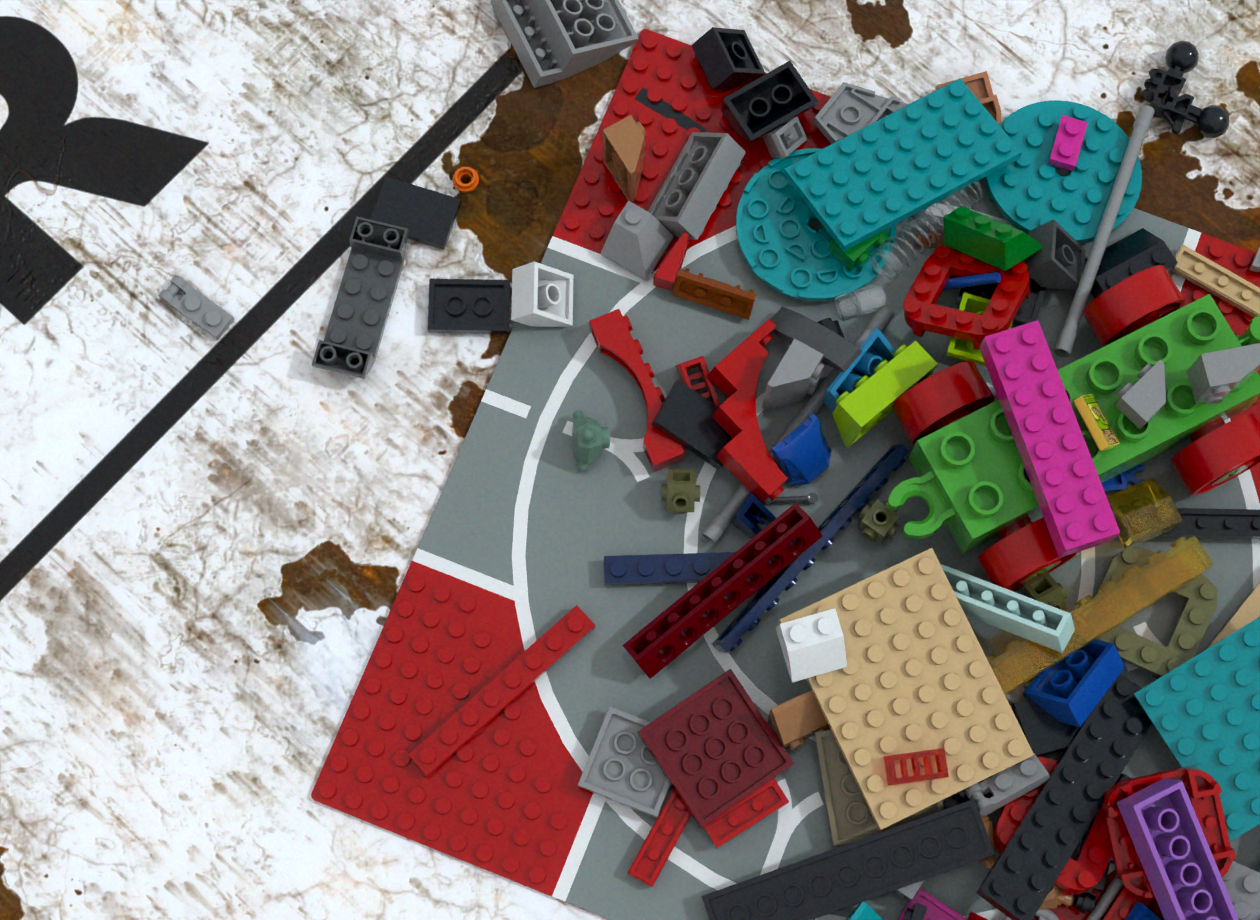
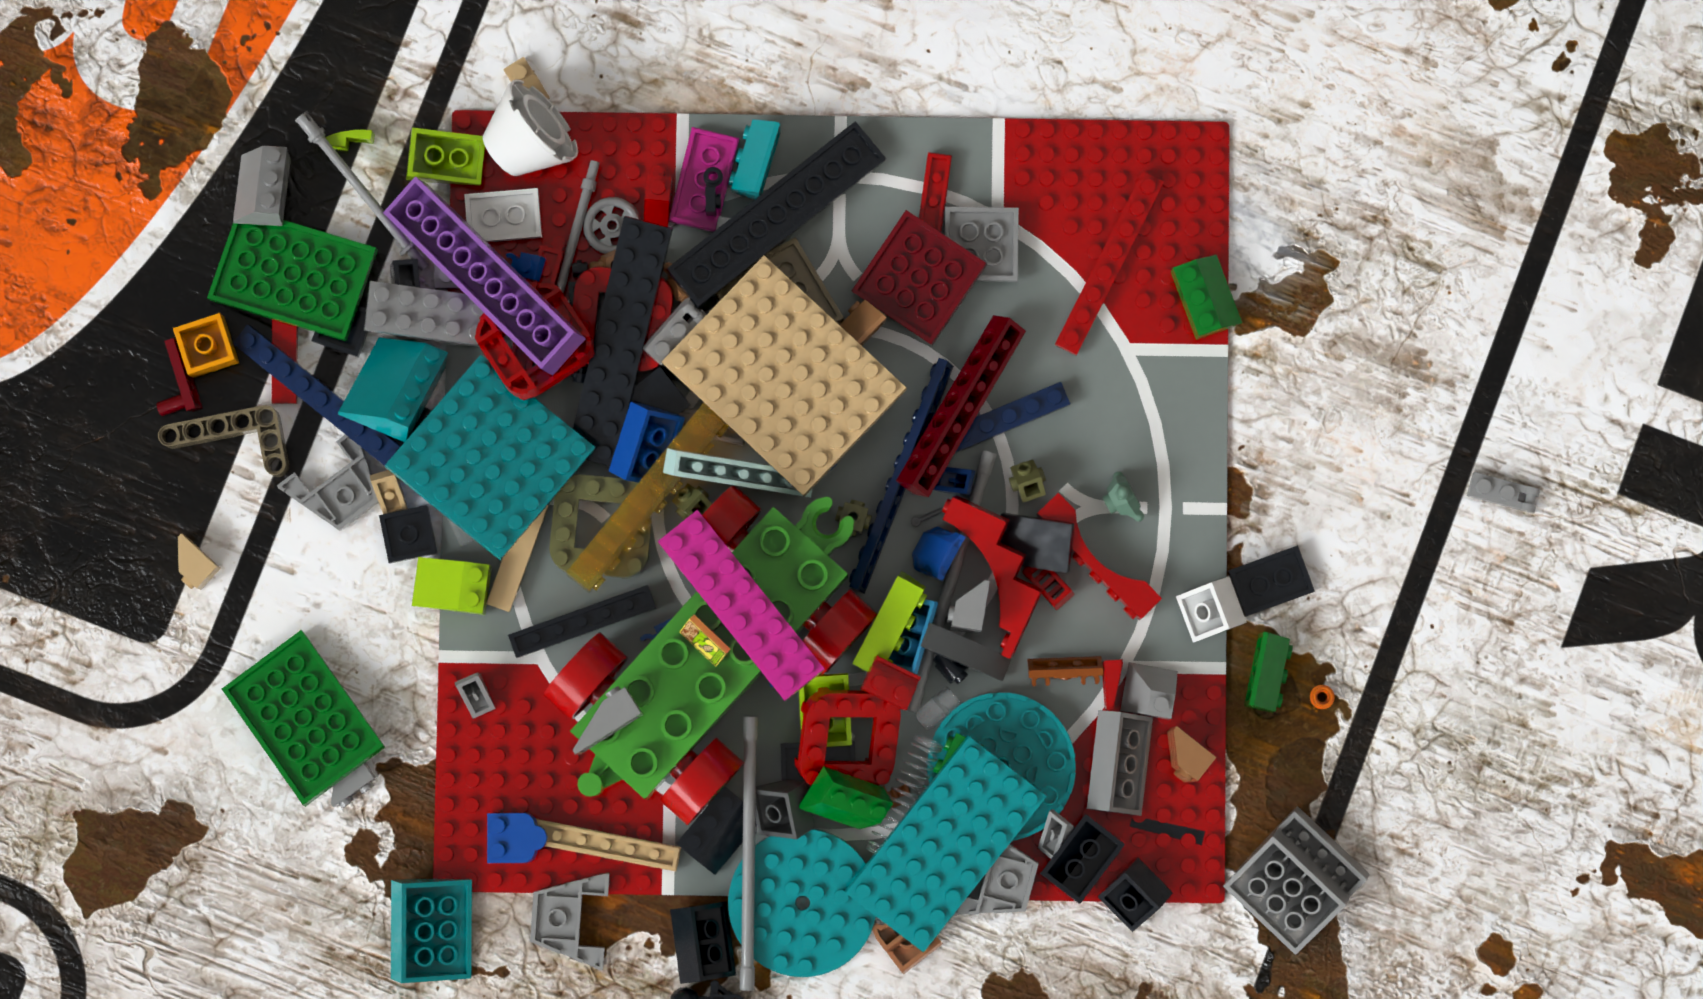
camera: 160 degrees right, 10 degrees up
(363, 298) = (1363, 548): dark grey slope -> none
(414, 613) = (1206, 296): none -> green slope
(421, 210) = (1353, 649): black tile -> none
(511, 217) = (1268, 672): none -> green slope
(746, 813) = (873, 237): red plate -> none
(812, 645) = (873, 372): white slope -> none
(906, 327) = (890, 683): none -> red plate
(940, 757) = (751, 322): clear red slope -> none
(974, 280) = (847, 757): blue bar -> none
(1067, 143) = (807, 926): dark pink plate -> none
(1143, 512) = (638, 606): clear yellow slope -> none
(1146, 397) = (671, 673): light grey slope -> none
(1175, 170) = (703, 942): none -> black slope

